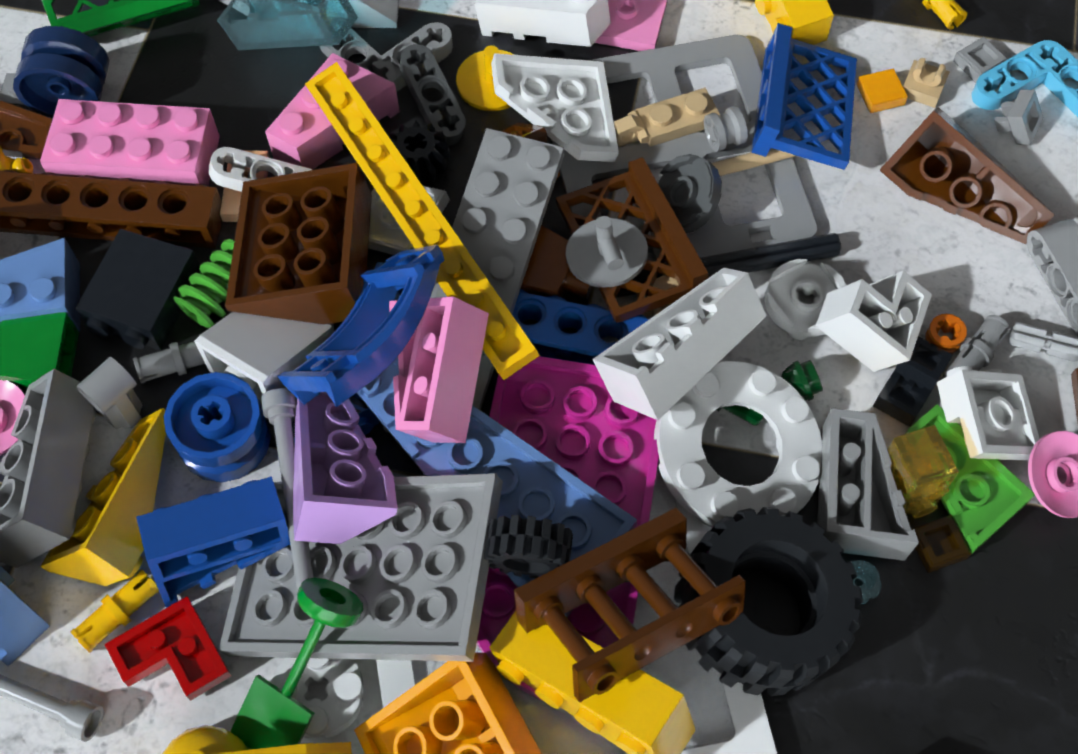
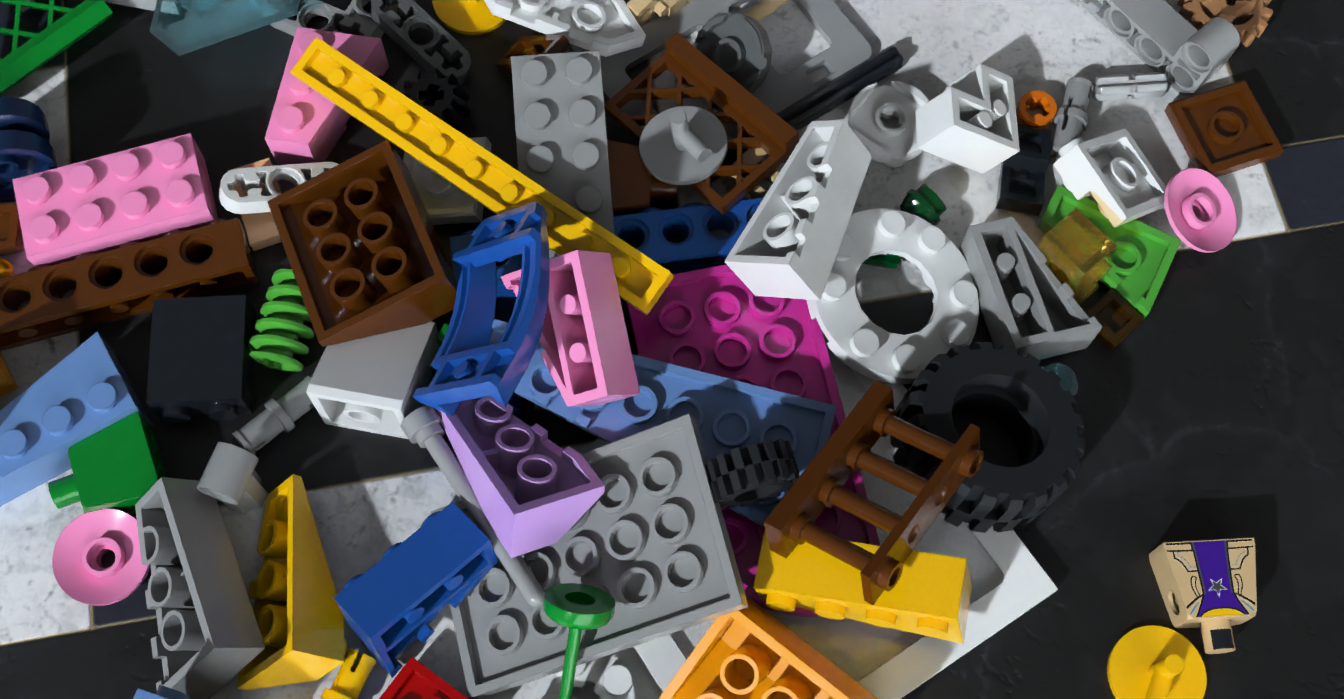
camera: 25 degrees left, 5 degrees up
(217, 427) = (360, 471): blue wheel -> none

